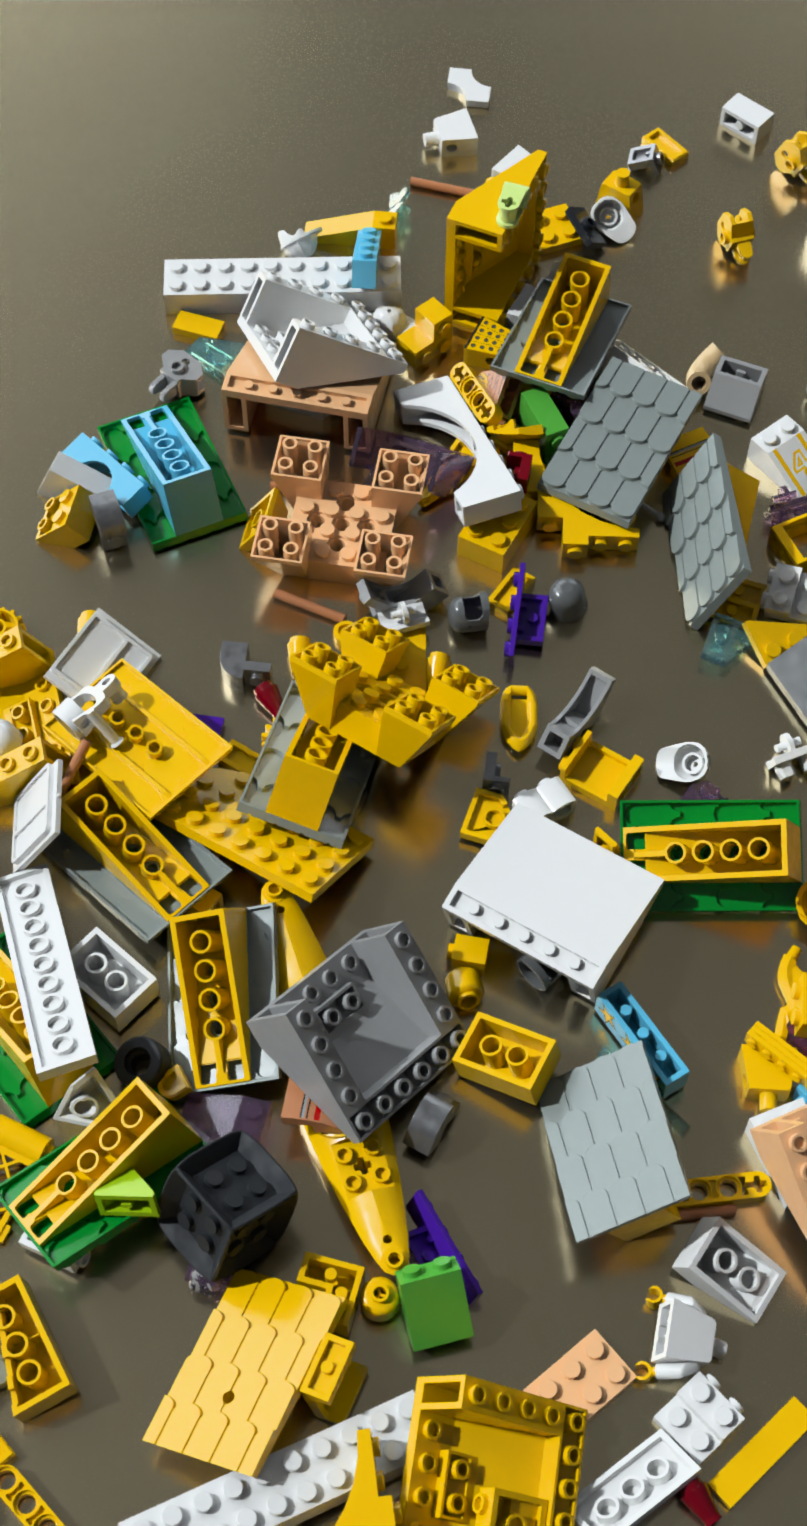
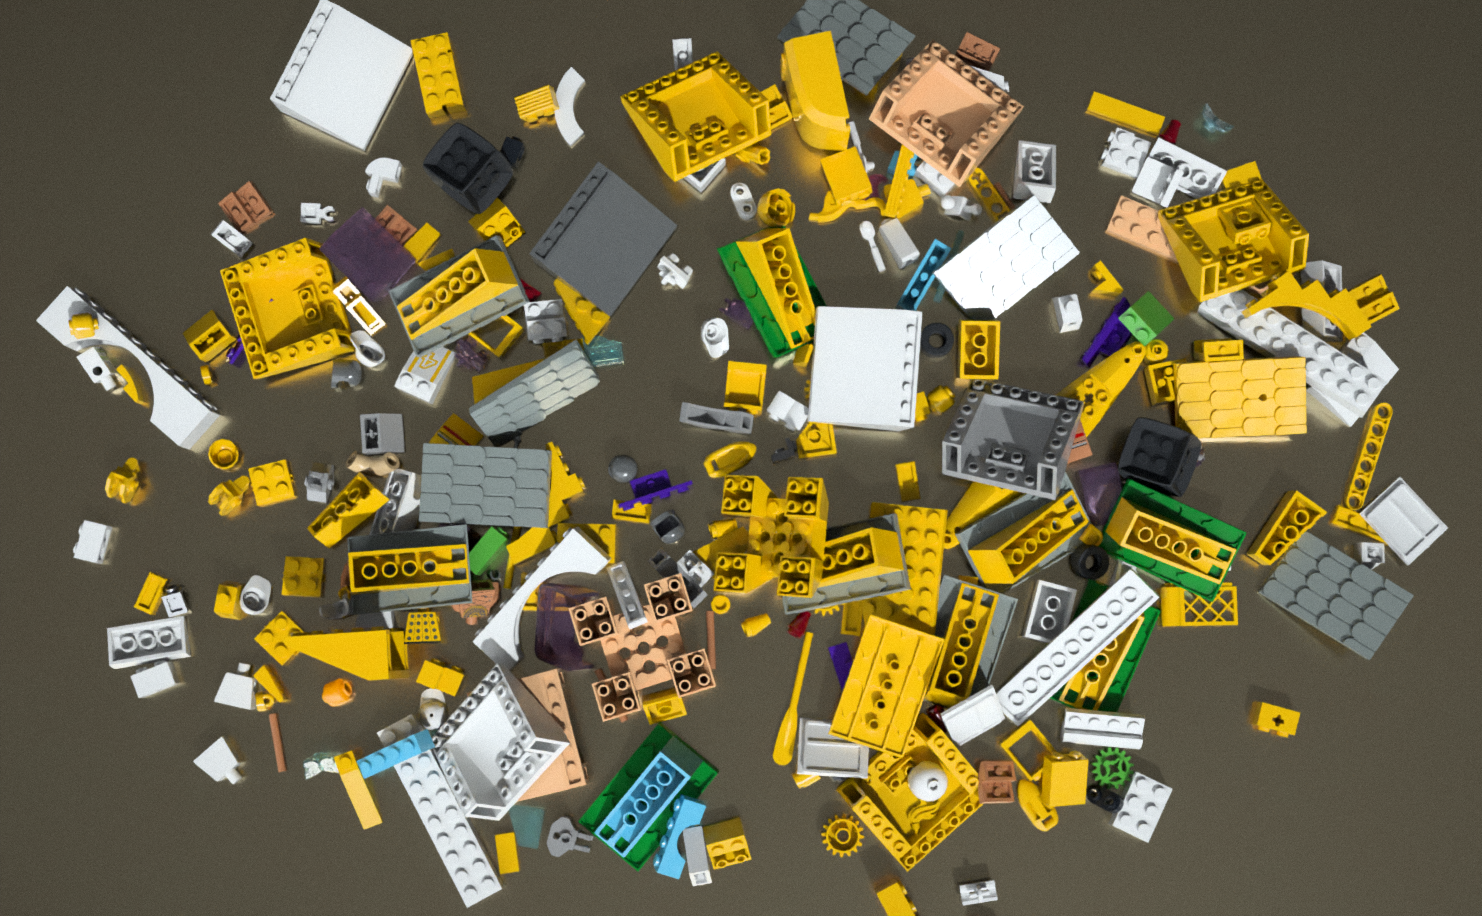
camera: 115 degrees left, 25 degrees up
(75, 764) = (924, 715): nougat bar -> none
(81, 722) = (899, 728): white piece -> none
(109, 519) = (720, 810): flat silver brick -> none
(127, 1197) = (1184, 514): lime slope -> none
(159, 640) = (786, 737): none -> yellow piece
(238, 668) = (789, 660): flat silver brick -> none
(300, 244) = (393, 818): white piece -> none
(377, 902) = (908, 481): none -> yellow tile
(425, 536) = (627, 595): none -> white tile
(430, 1122) = (1035, 374): flat silver brick -> none
(464, 83) = (154, 784): white tile -> none
(474, 396) = (482, 609): yellow beam -> none
(501, 1206) = (1067, 312): none -> white torso
(508, 432) = (508, 563): yellow slope -> none
(511, 1288) = (1109, 284): none -> yellow slope
(512, 204) = (354, 634): yellowish green piece -> none
(522, 465) = (544, 540): dark red bracket -> none
(548, 1003) = (941, 329): none -> black tyre
(571, 115) = (155, 679): none -> white brick
(585, 227) = (272, 612): black plate -> none
(613, 125) = (148, 642): none -> white slope
(622, 267) = (303, 576): none -> yellow plate
(631, 1438) = (1157, 182): none -> white bracket
(663, 326) = (347, 510): none -> yellow wedge
(682, 1337) = (1090, 178): white torso -> none
(705, 1032) = (898, 242): none -> white slope
(708, 313) = (320, 482): none -> light grey hinge
(723, 1139) = (960, 207): none -> white piece
(732, 282) = (272, 482): none -> yellow plate
(738, 1010) = (868, 233): none -> white piece
(786, 249) = (223, 454): none -> yellow hair

